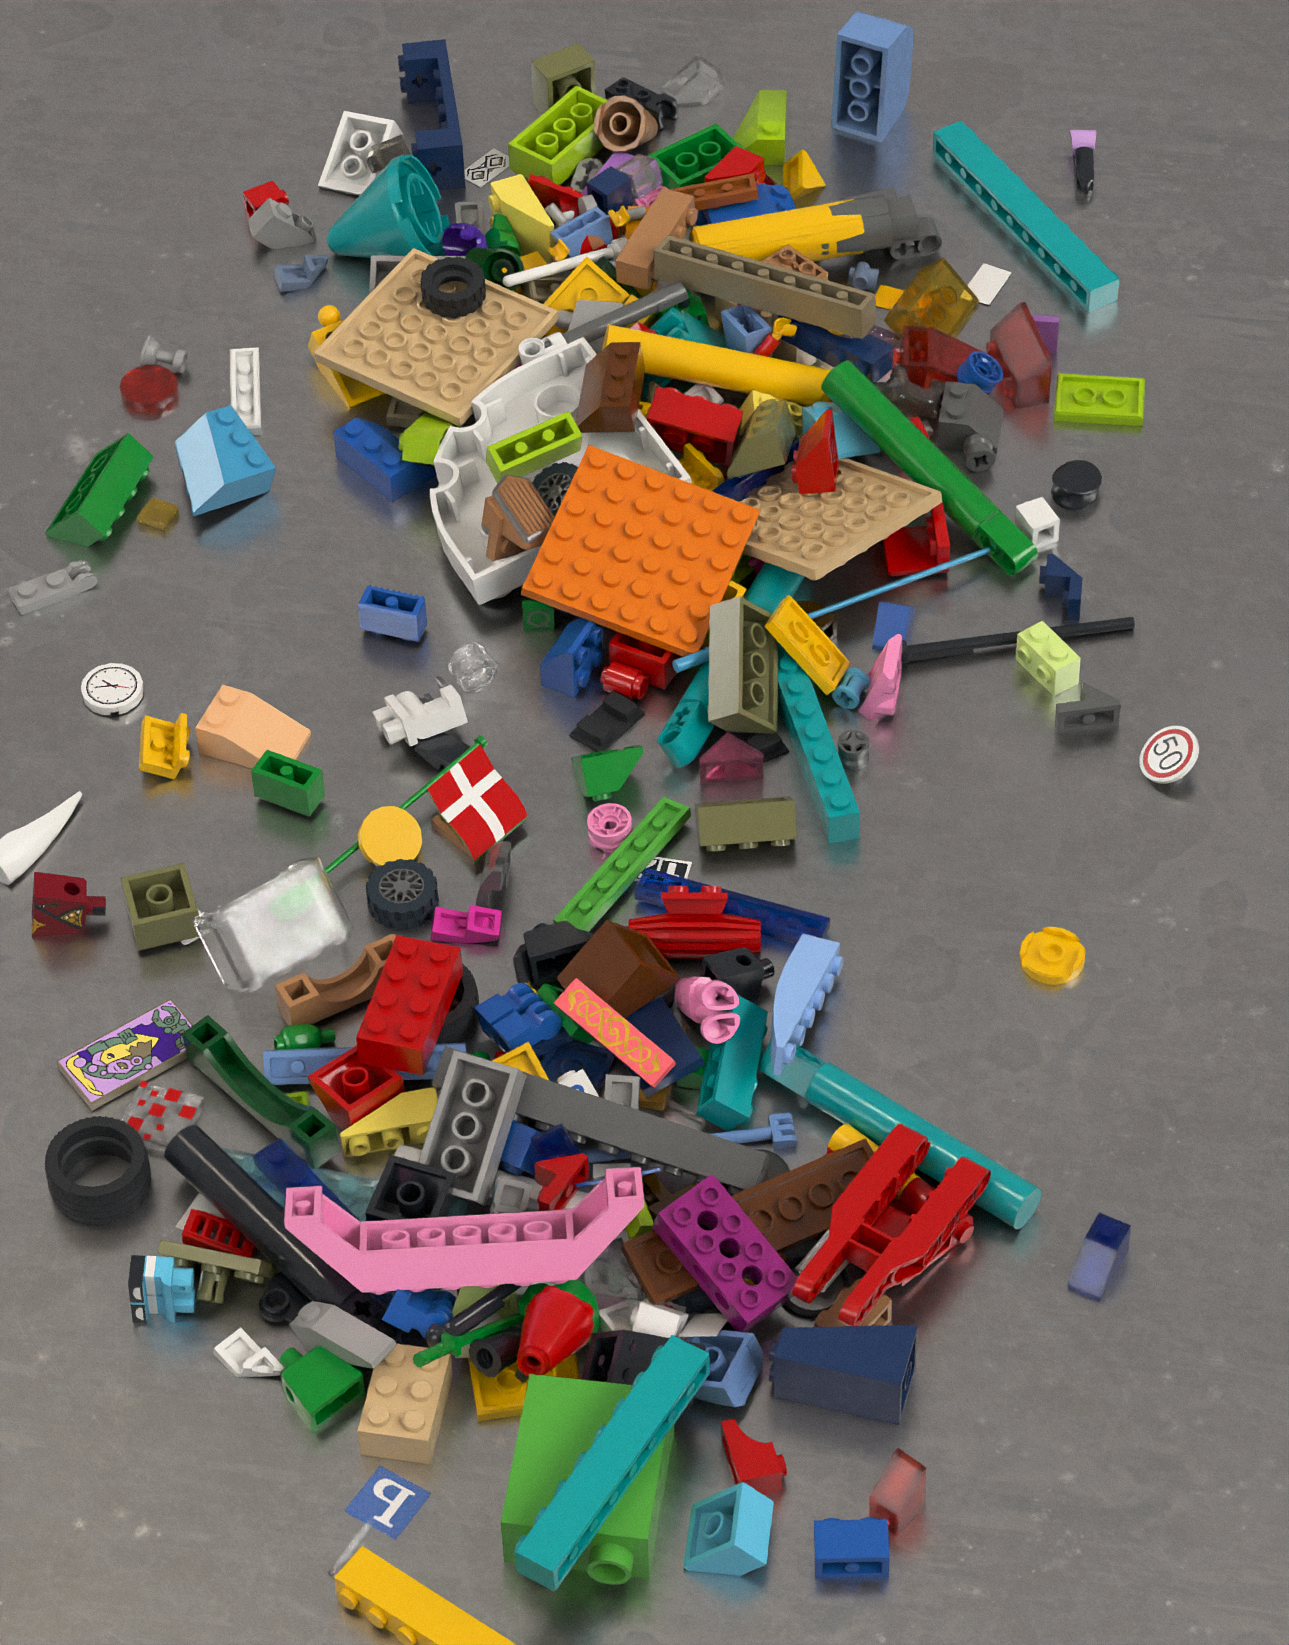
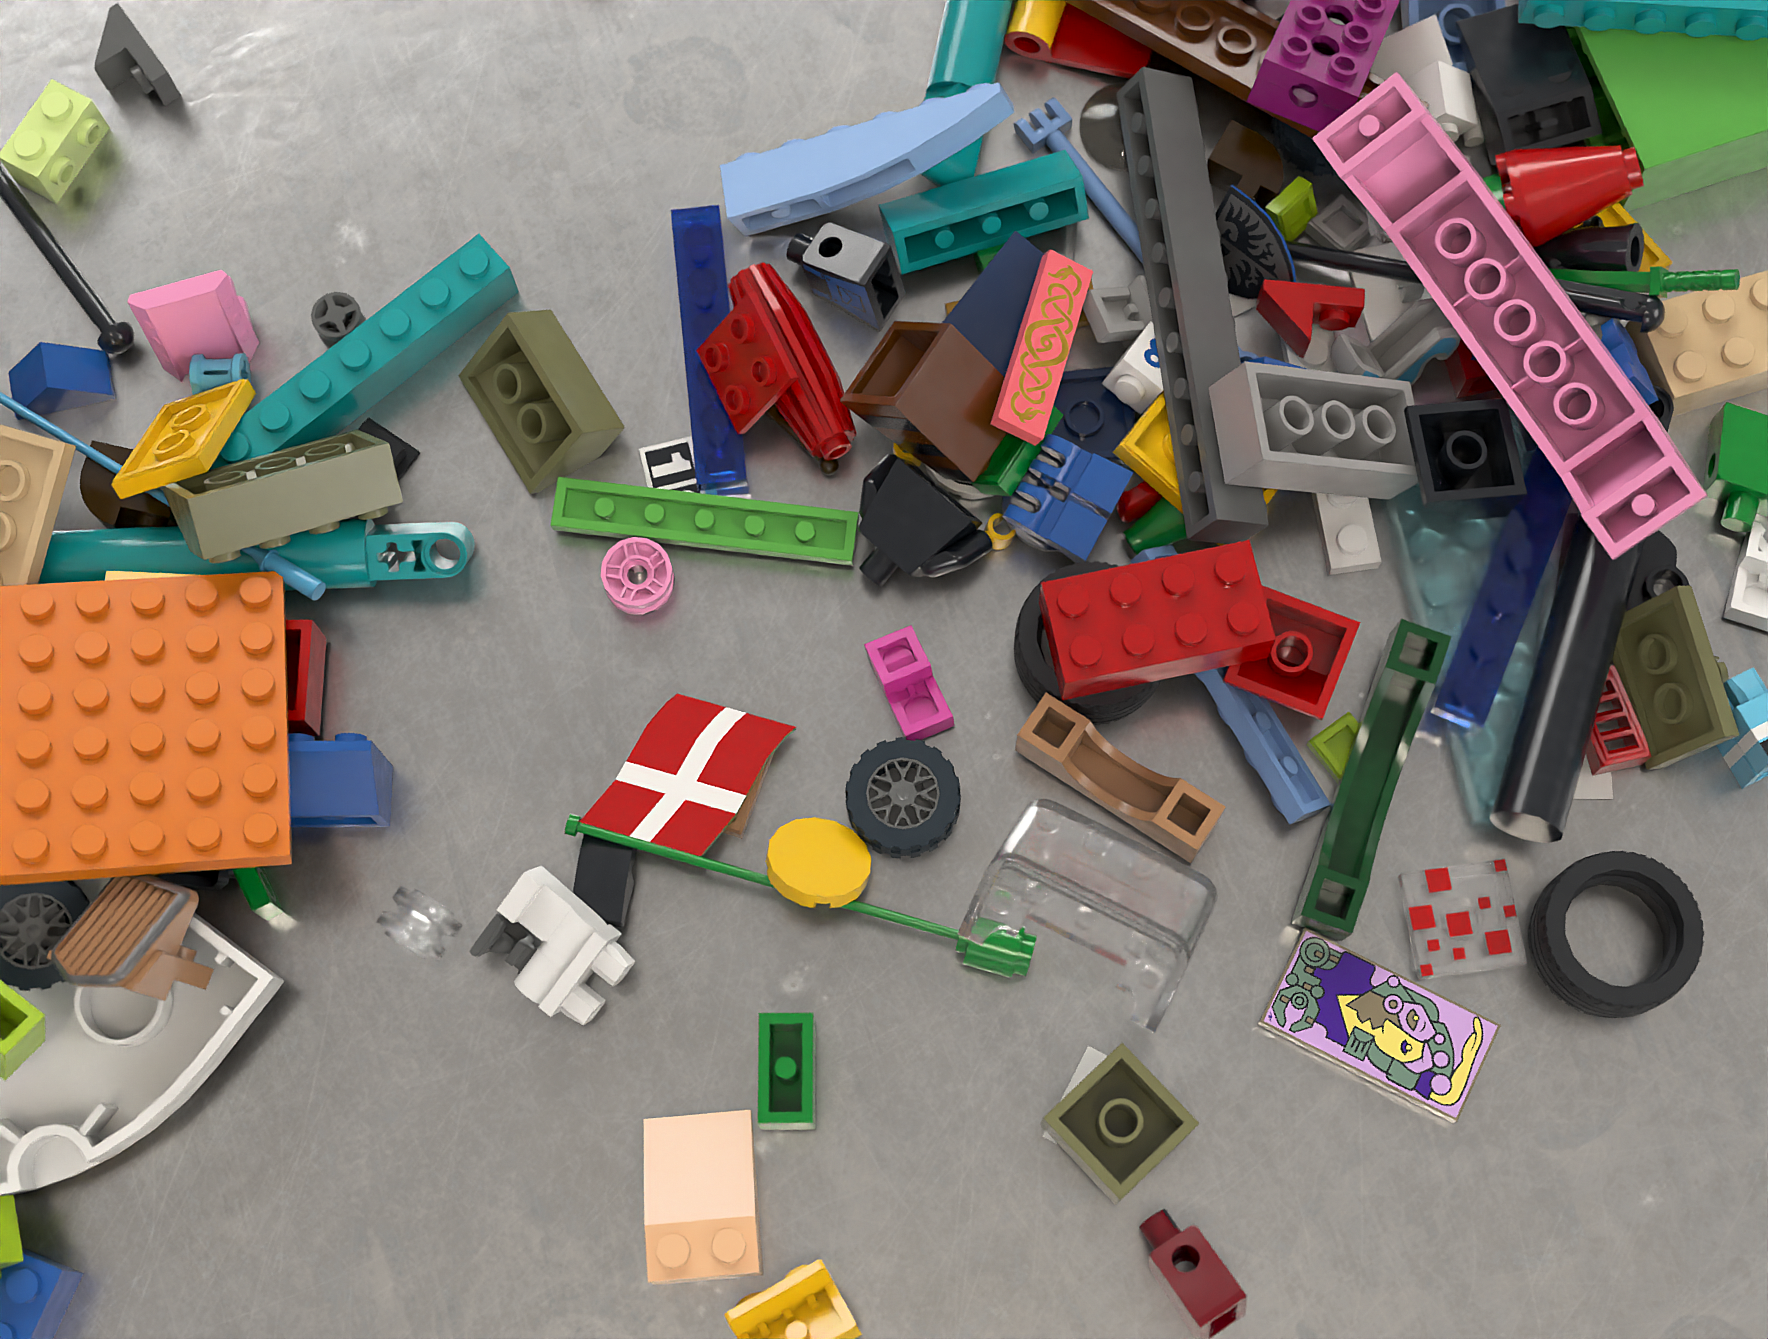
camera: 115 degrees left, 25 degrees up
(302, 1037) = (1240, 794): green plant -> none
(341, 1334) = (1702, 432): light grey slope -> none
(392, 613) = (361, 1105): blue brick -> none
(399, 1121) = (1293, 566): light yellow slope -> none
(494, 872) = (811, 681): dark grey slope -> none
(555, 1143) = (1265, 330): clear blue slope -> none
(605, 770) = (533, 629): green slope -> none
(607, 722) = (427, 690): black piece -> none
(624, 680) = (343, 692): red brick -> none
(703, 1003) = (915, 285): bright pink piece -> none
(730, 761) = (433, 472): clear pink slope -> none

